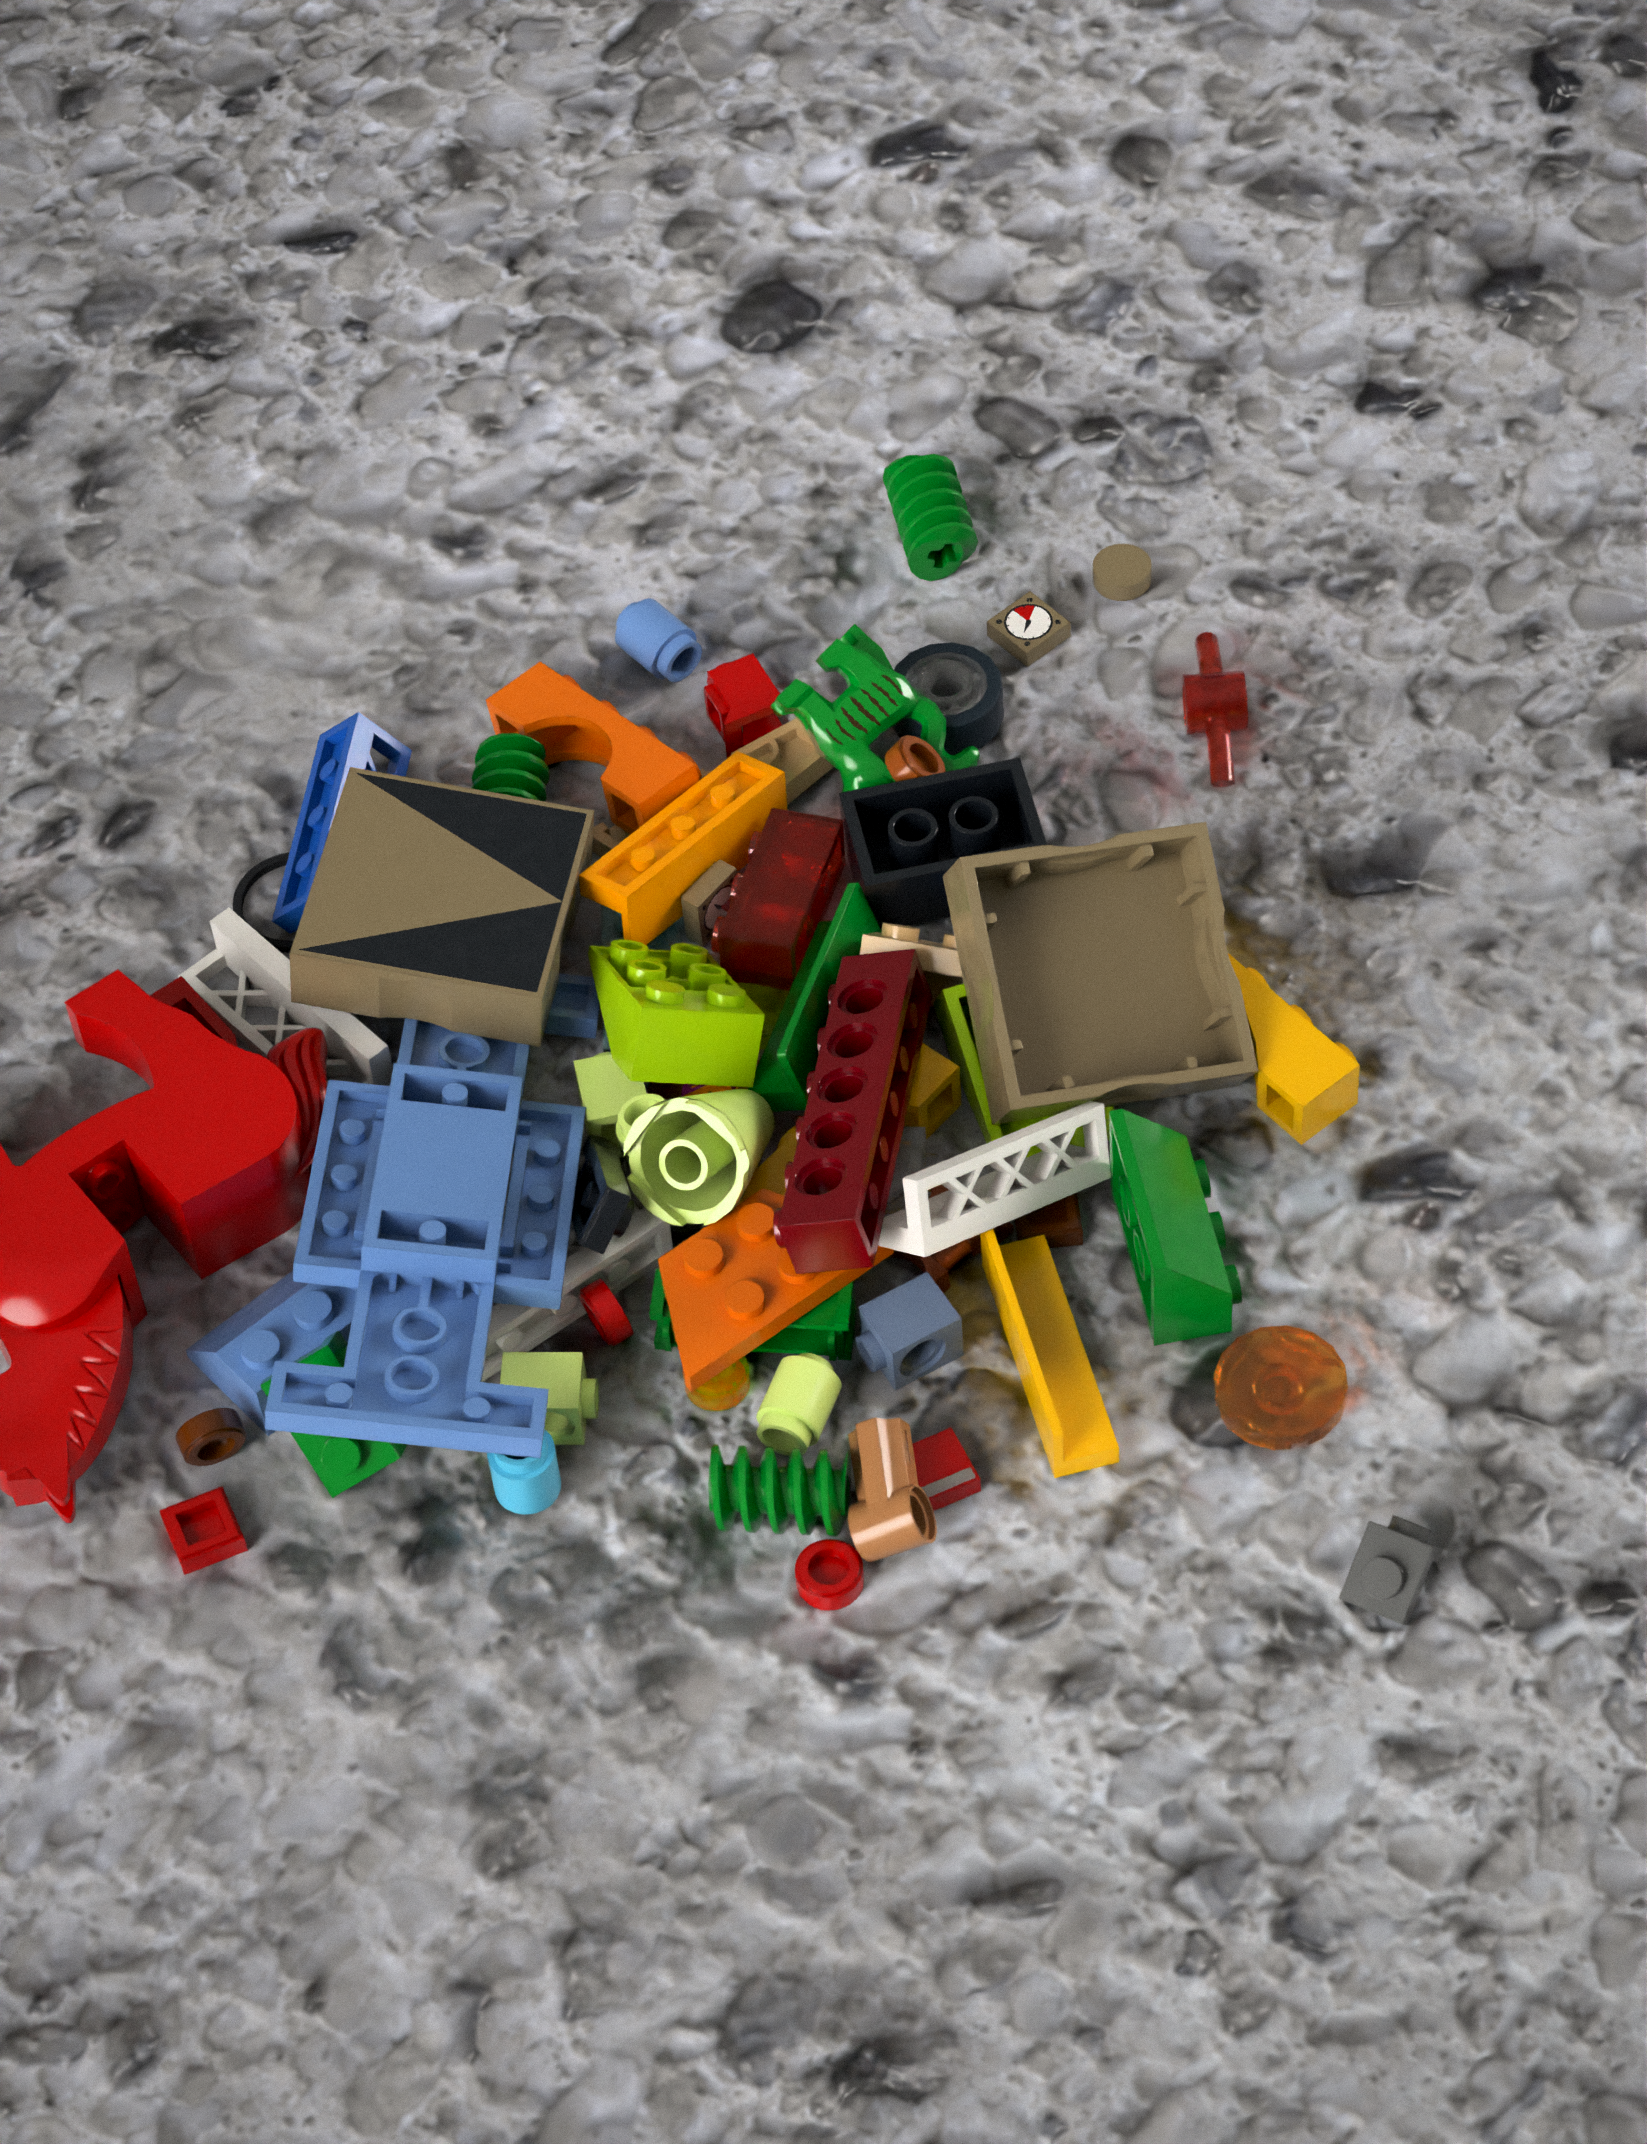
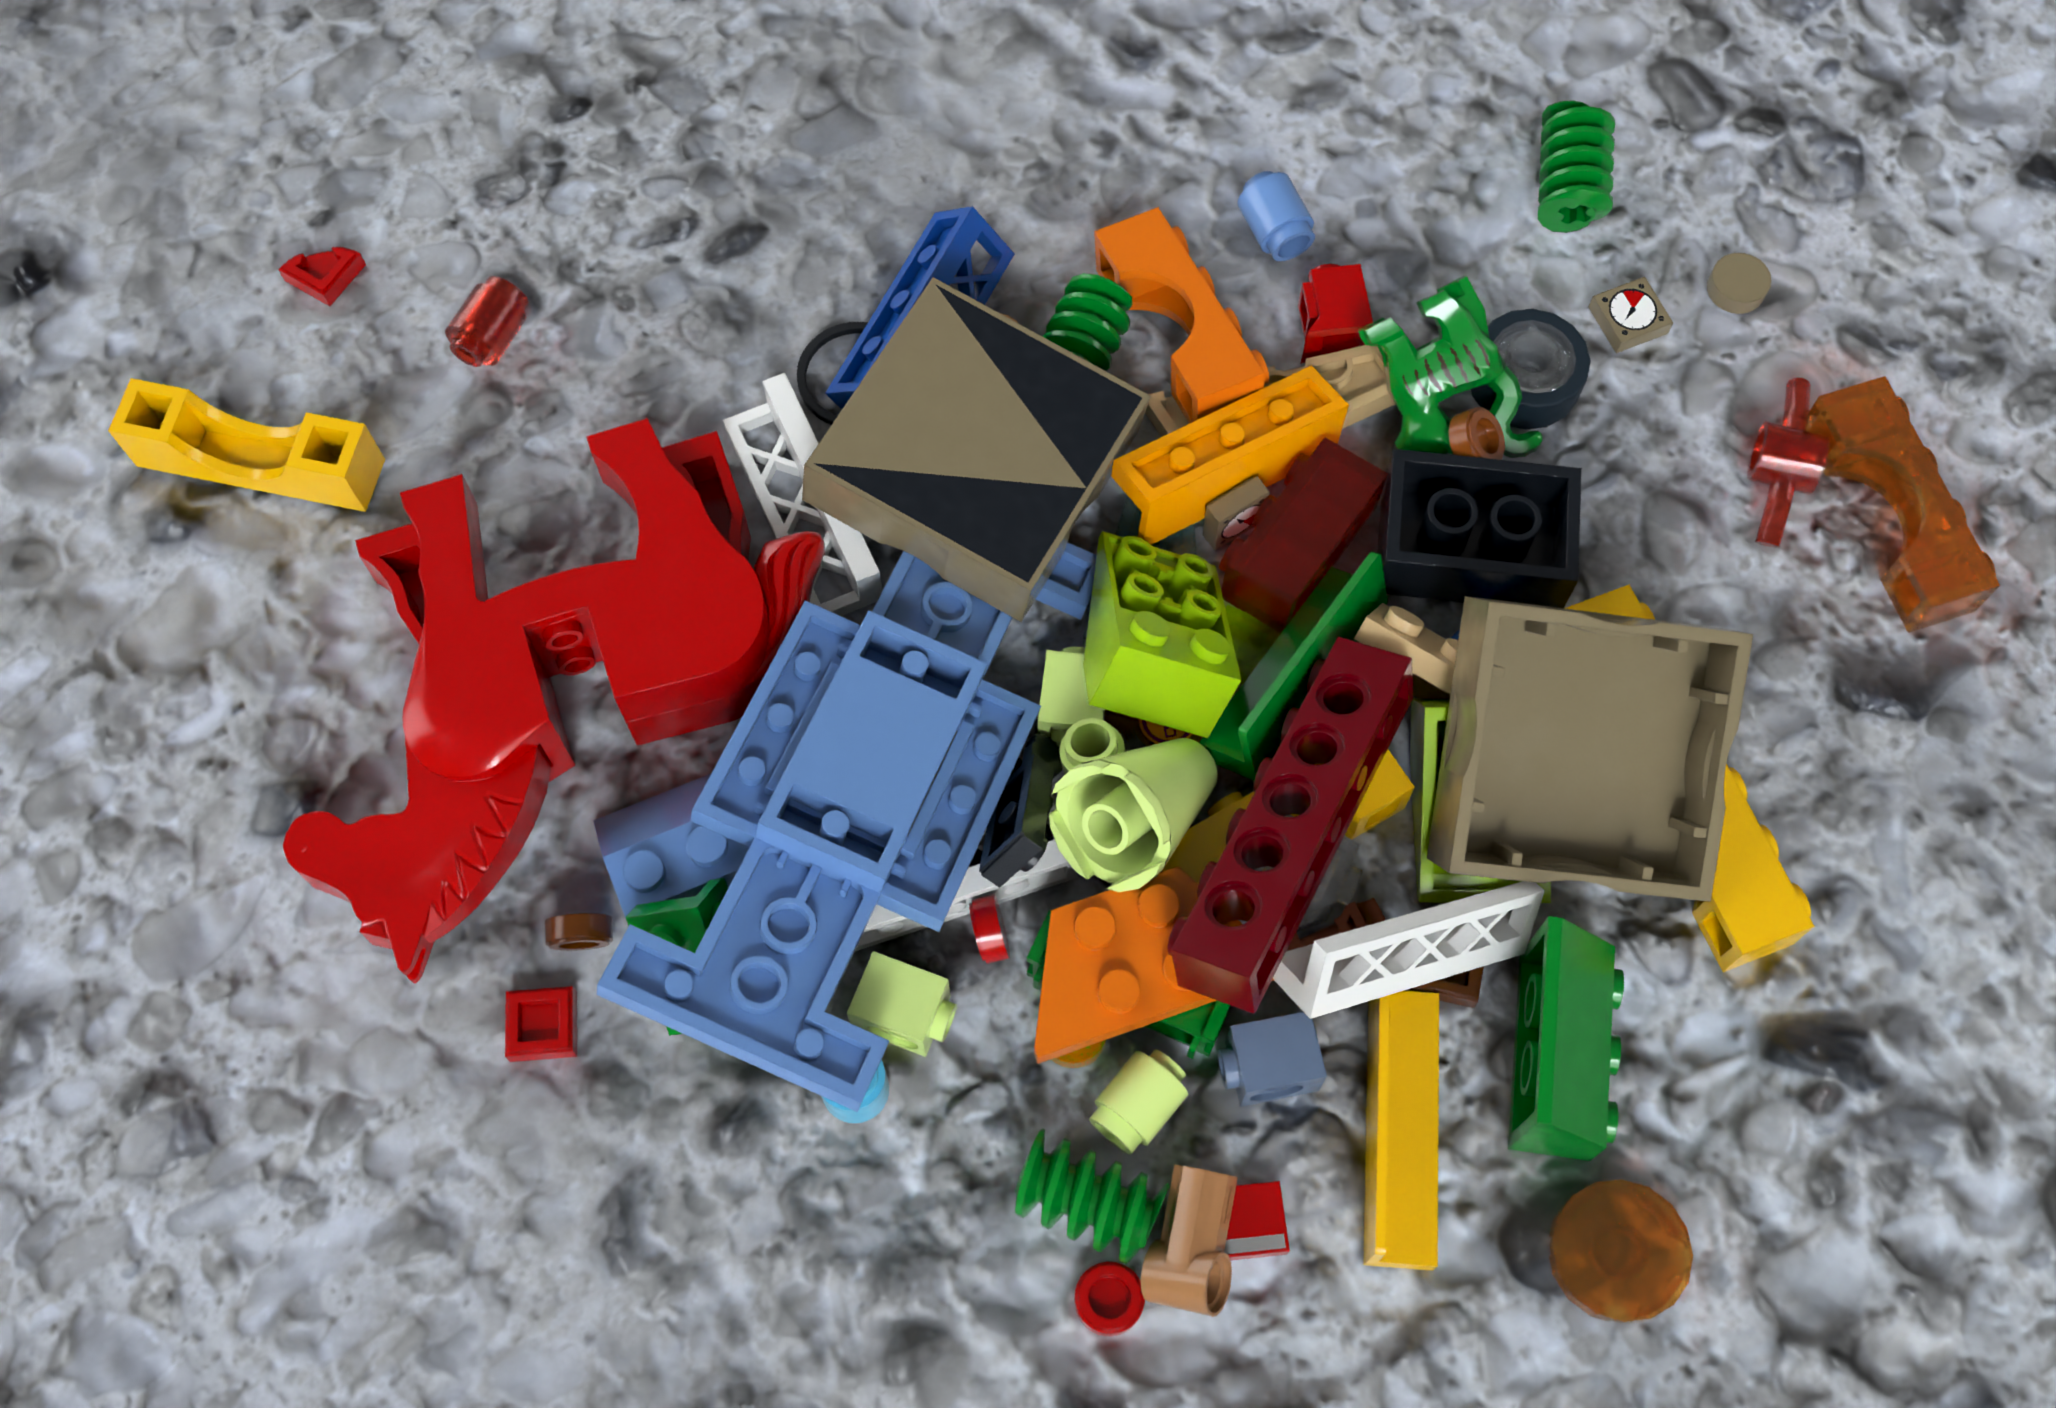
camera: 15 degrees right, 15 degrees up
(1286, 666) = (1875, 443): none -> clear orange arch

